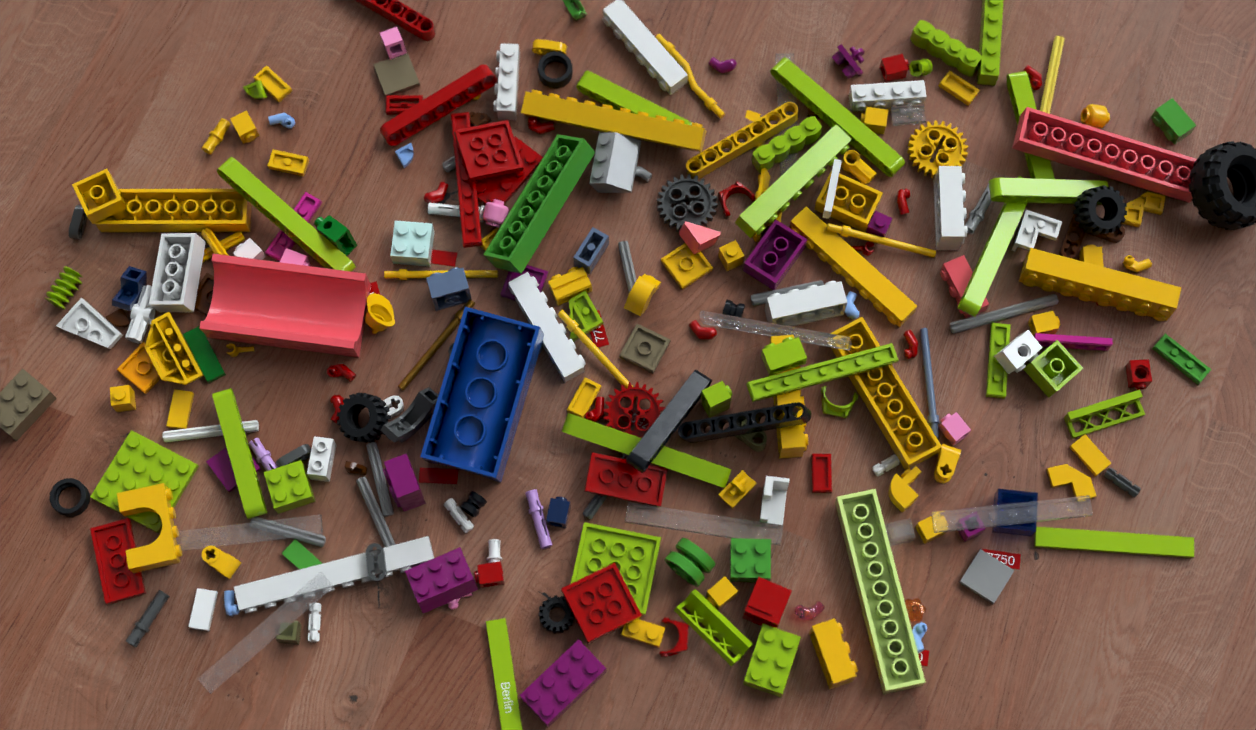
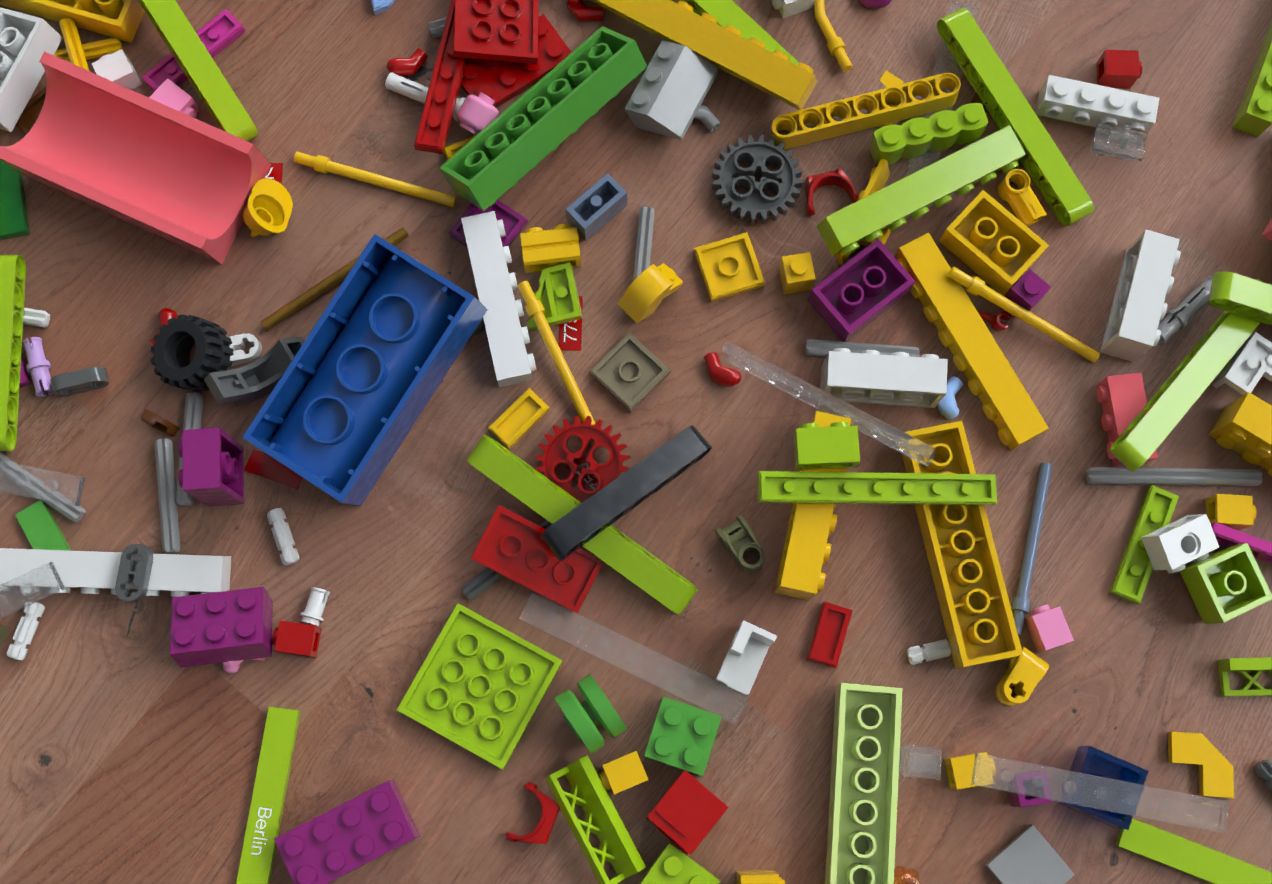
camera: 15 degrees right, 5 degrees up
(237, 350) = (55, 204): yellow hand -> none
(289, 487) = (56, 422): lime brick -> none
(321, 459) = (115, 395): white brick -> none
(336, 234) = (239, 72): green torso -> none
(341, 370) = (187, 275): red arm -> none
(412, 243) = (347, 123): light aqua brick -> none
(443, 257) = (380, 154): red sticker -> none
(449, 288) = (374, 202): sand blue brick -> none
(473, 504) = (313, 522): black wheel -> none
(536, 511) = (395, 577): lavender pin -> none
(553, 626) = (355, 728): black tyre -> none
(558, 512) = (426, 576): dark blue brick -> none
(597, 412) = (529, 446): red arm -> none
(601, 602) = (440, 735): red plate -> none
(644, 632) = (492, 793): yellow plate -> none
(698, 237) = (756, 232): coral slope -> none
(716, 398) = (708, 478): lime brick -> none
(732, 309) = (774, 353): black wheel -> none
(737, 489) = (697, 623): yellow hips -> none
(753, 422) = (747, 536): black beam -> none
(809, 613) = (744, 842): clear pink arm -> none
(832, 188) = (975, 217): white tile -> none
(835, 410) = (874, 544): lime helmet -> none
(842, 55) = (1050, 30): magenta hips -> none
(875, 119) = (1069, 135): yellow brick -> none
(899, 490) = (938, 701): yellow brick -> none
(901, 200) = (1071, 264): red arm -> none
(913, 345) = (1024, 482): red arm -> none
(920, 67) = (1158, 79): lime bush -> none
(921, 142) = (1127, 187): yellow gear -> none
(942, 46) = (1200, 58): lime brick -> none
(959, 88) = (1204, 125): yellow tile -> none
(1010, 559) = (1071, 852): red sticker -> none
(1090, 455) = (1242, 731): yellow tile -> none

